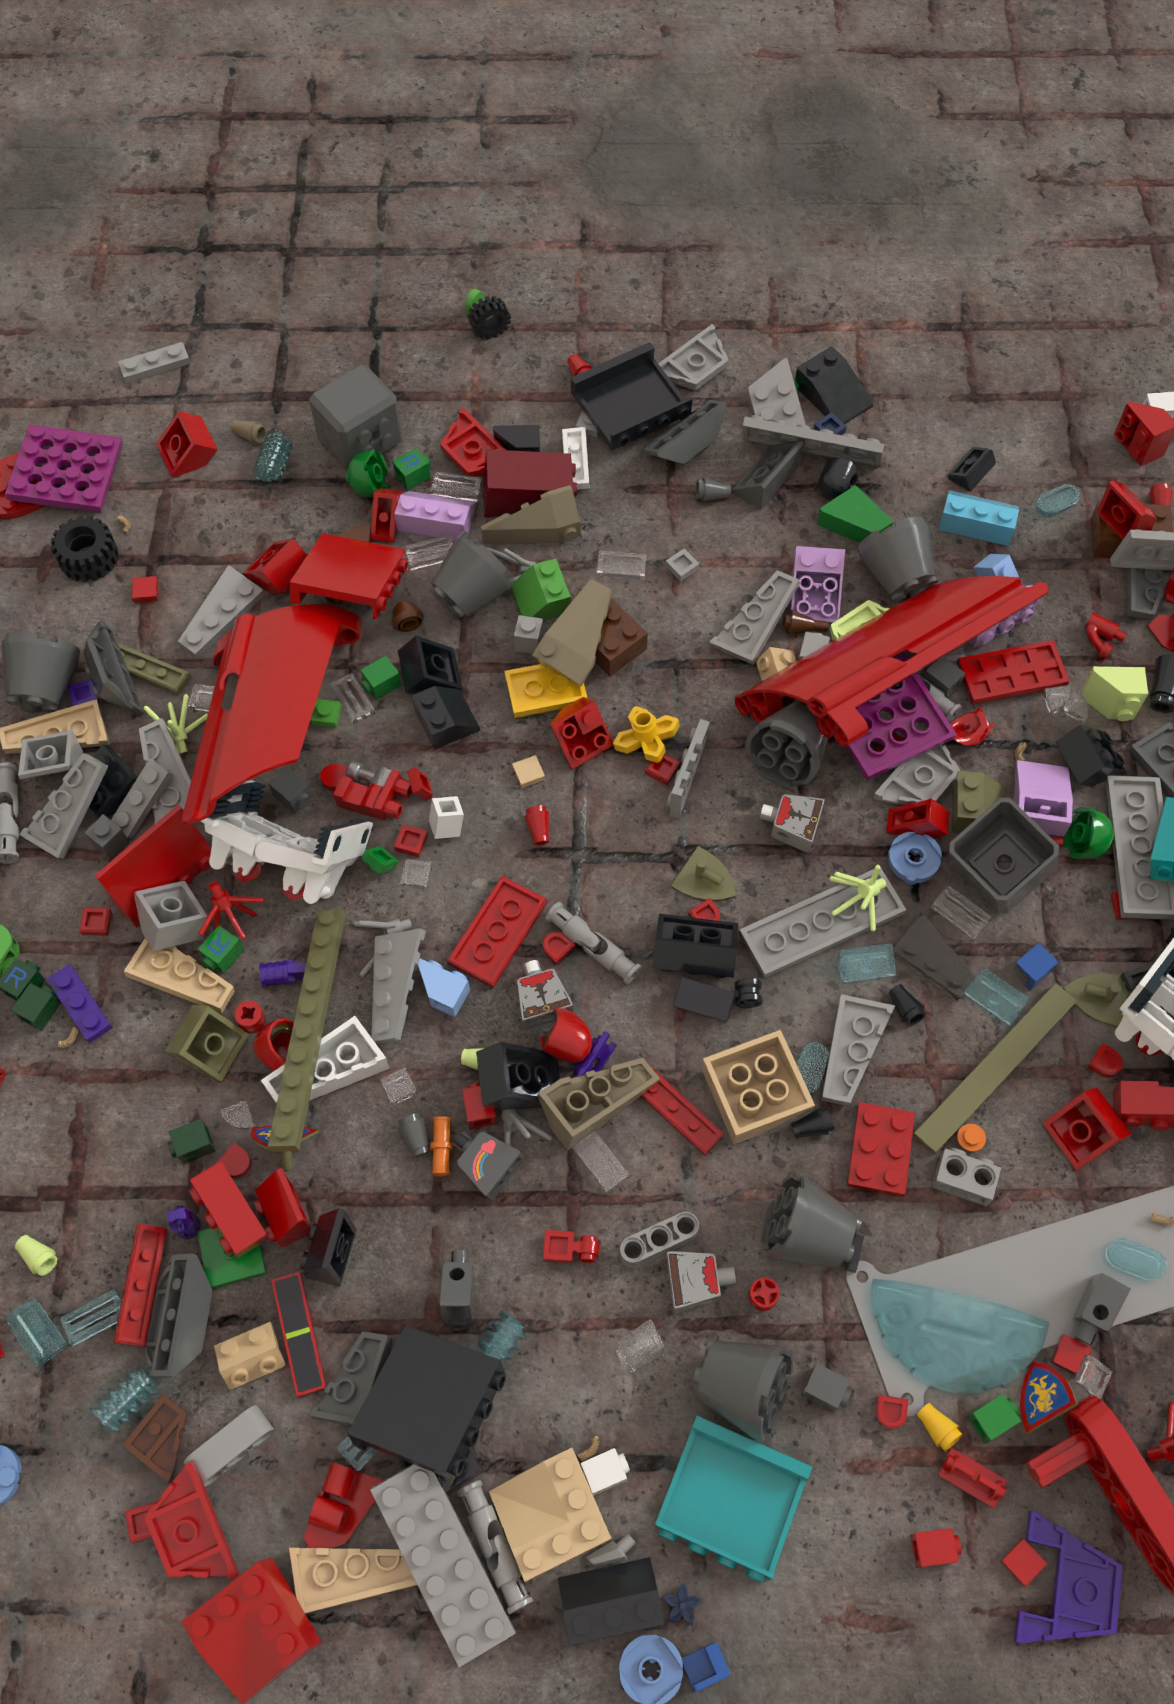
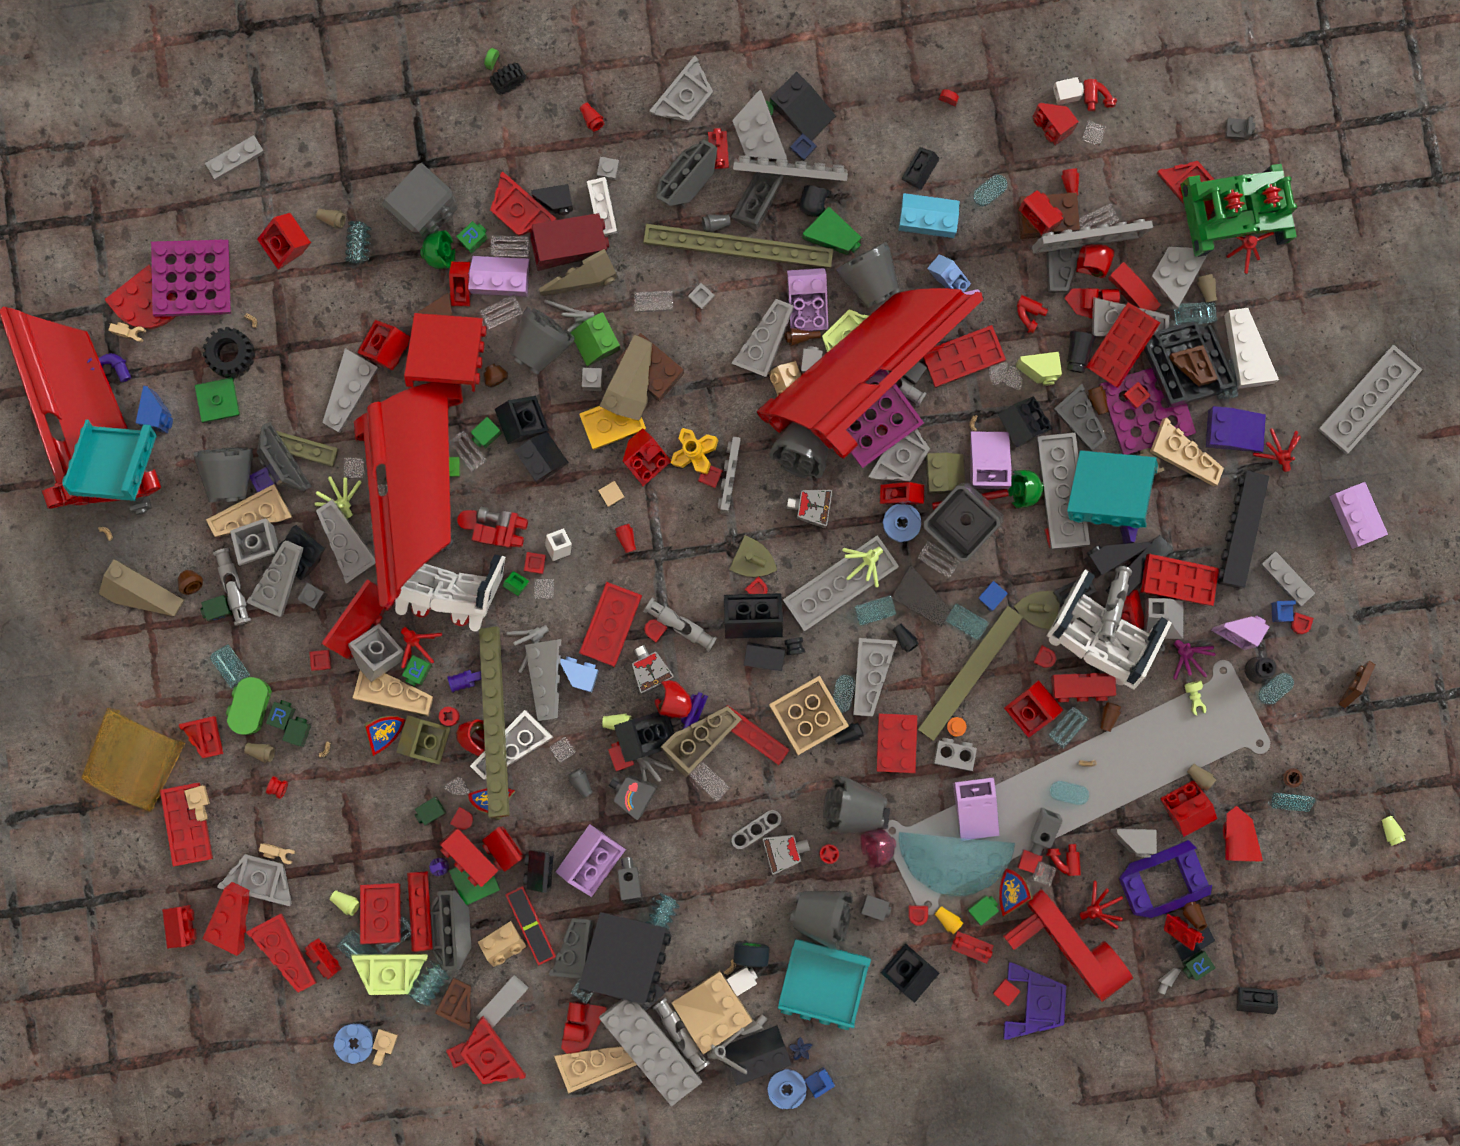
camera: 10 degrees left, 20 degrees up
(33, 1485) = (384, 1044): none -> tan plate
(56, 601) = (217, 400): none -> green plate
(69, 1369) = (388, 972): none -> yellowish green wing
(79, 1003) = (325, 723): dark purple plate -> none
(80, 1278) = (380, 913): none -> red plate
(141, 797) = (330, 563): light grey plate -> none
(145, 589) = (284, 378): red tile -> none
(152, 1022) = (383, 732): none -> shield
(252, 1630) = (543, 1106): red slope -> none
(406, 1248) = (590, 860): none -> lavender slope
(420, 784) = (533, 518): red tile -> none
(441, 1146) = (600, 788): orange pin -> none
(550, 1584) = (719, 1052): none -> light grey plant
(560, 1247) = (692, 844): red plate -> none
(625, 1429) = (751, 954): none -> black wheel
(629, 397) = (638, 146): black panel -> none
(640, 1347) = (753, 902): clear slope -> none
(730, 419) = (719, 139): none -> red hinge
(735, 517) = (738, 246): none -> olive plate
(839, 1293) = (878, 846): none -> clear pink cylinder
(871, 1503) = (909, 973): none -> black slope
(935, 1547) = (952, 993): red brick -> none
(971, 727) = (934, 410): red hat -> none
(995, 1255) = (976, 808): none -> lavender slope
(1013, 399) = (949, 97): none -> red tile
(1120, 1179) = (1063, 721): none -> clear light blue tile
(1138, 1369) = (1072, 865): none -> red plant

